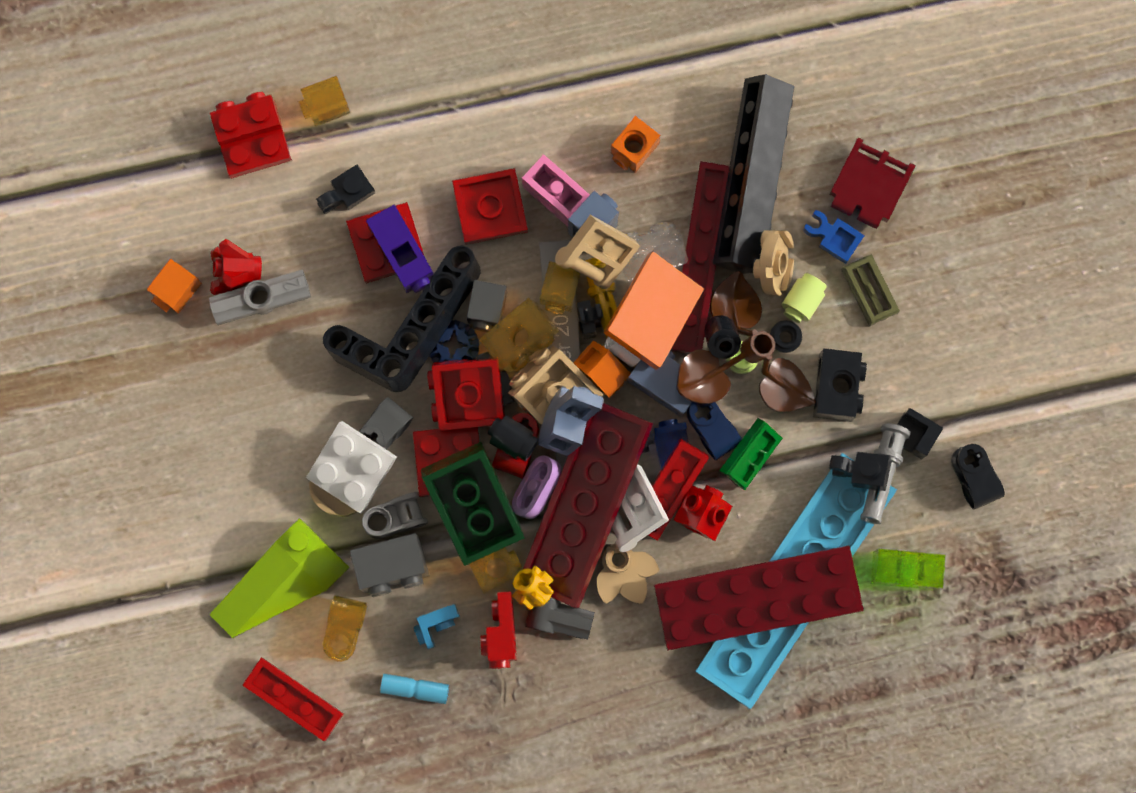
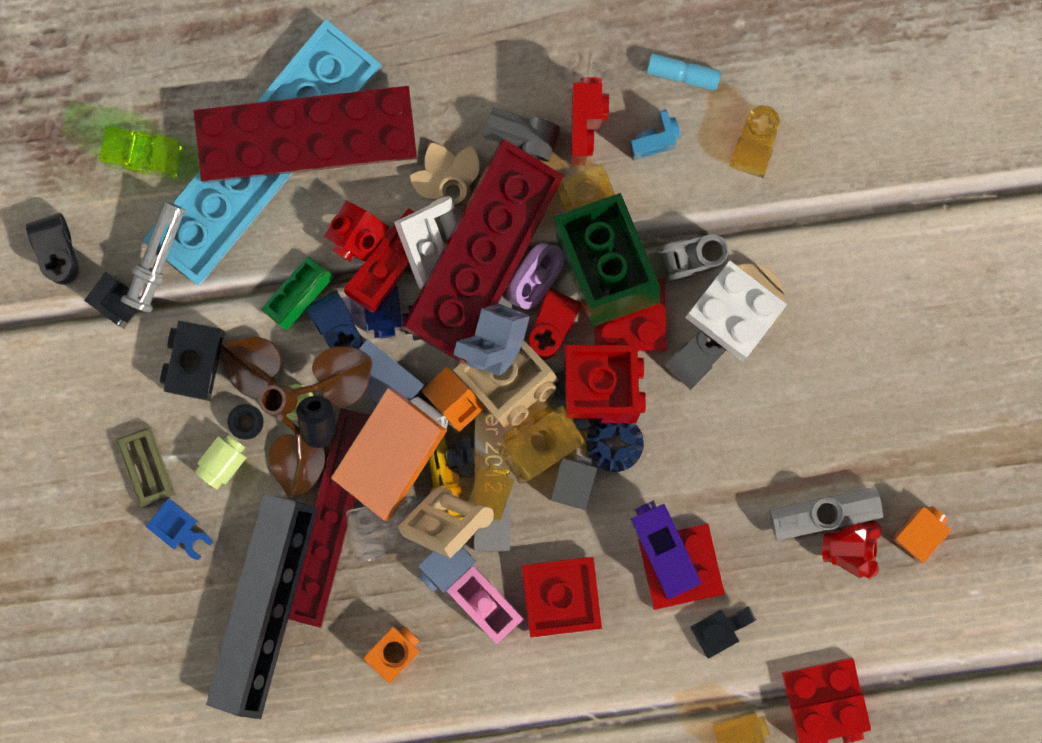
camera: 175 degrees left, 5 degrees up
(284, 577) = (814, 203): lime wedge -> none
(293, 699) = (814, 71): red plate -> none
(389, 565) = (701, 201): dark grey brick -> none
(412, 329) = (657, 462): black beam -> none
(512, 438) = (556, 325): black brick -> none
(532, 587) = (548, 162): yellow gear -> none
(774, 266) = (248, 501): tan plate -> none
(867, 471) = (173, 257): black plate -> none
(870, 185) = (132, 585): dark red plate -> none

